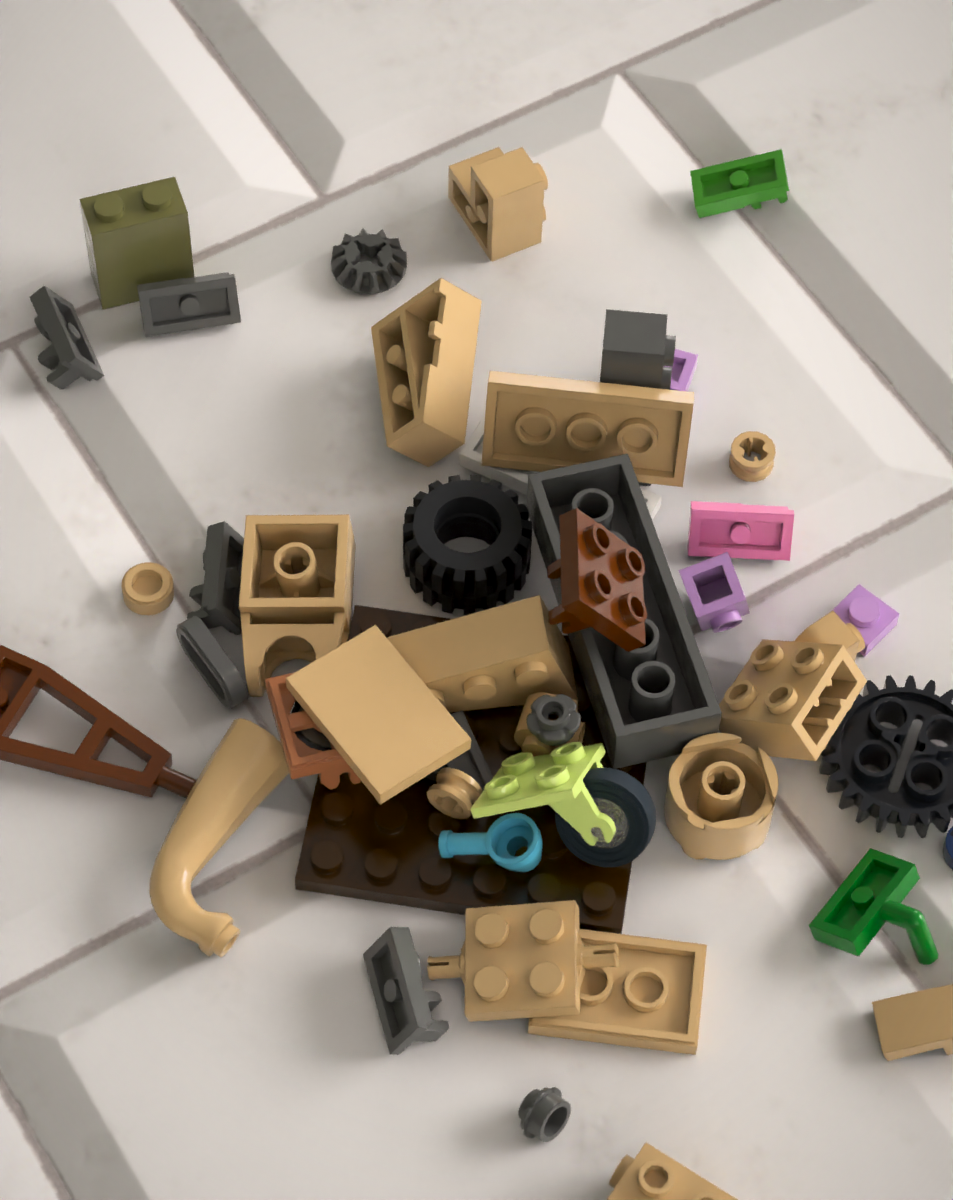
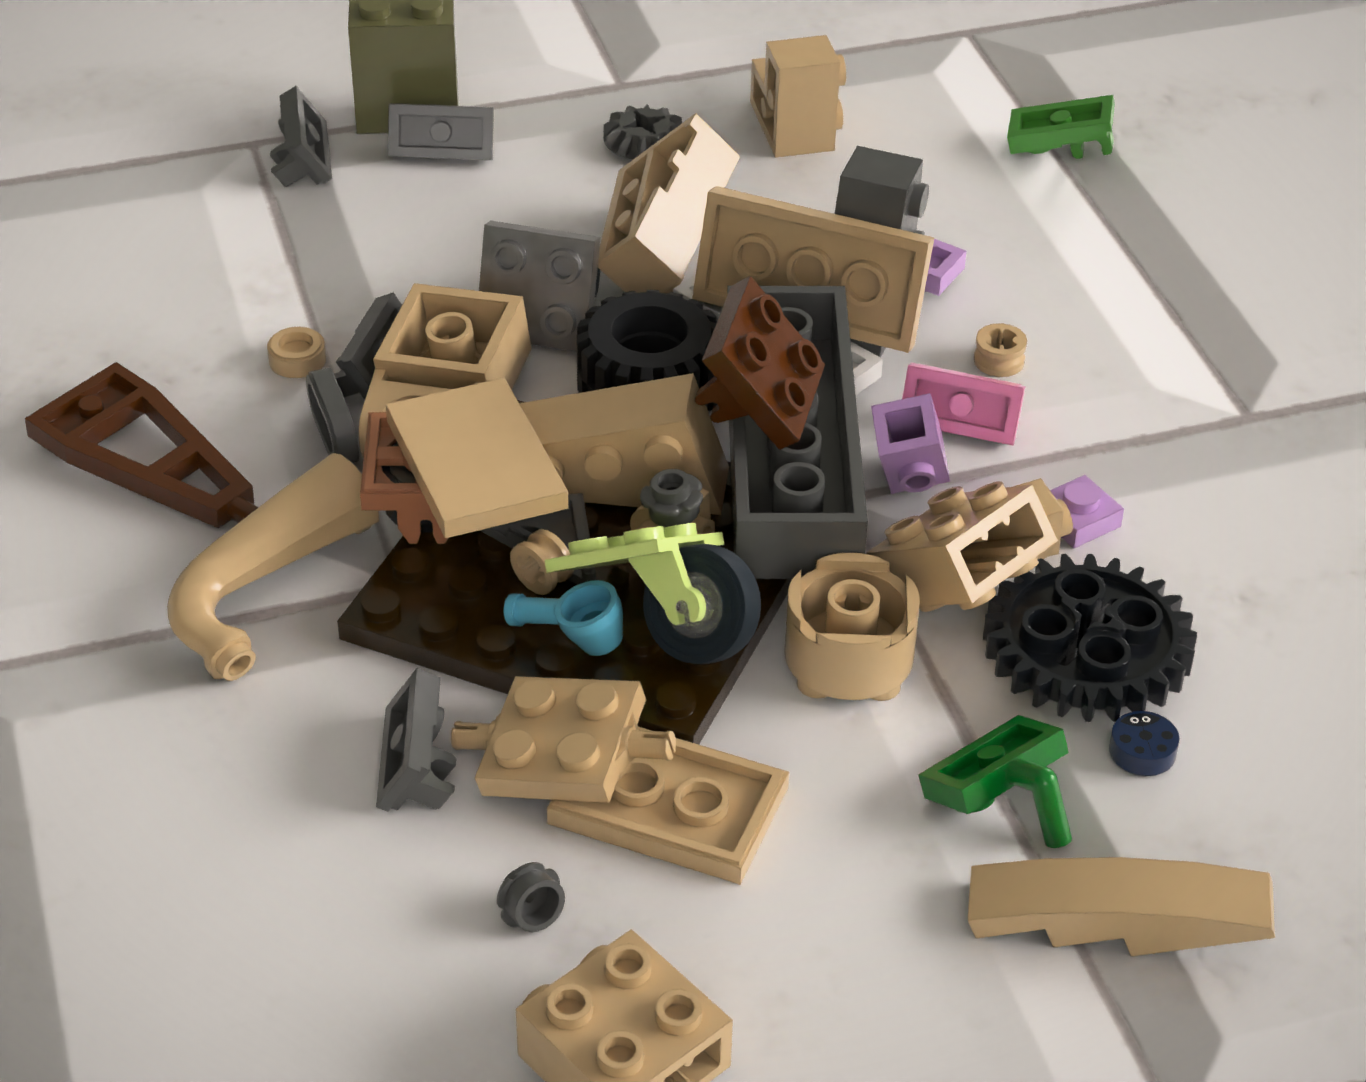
camera: 15 degrees right, 15 degrees down
(349, 475) = (550, 270): none -> flat silver plate

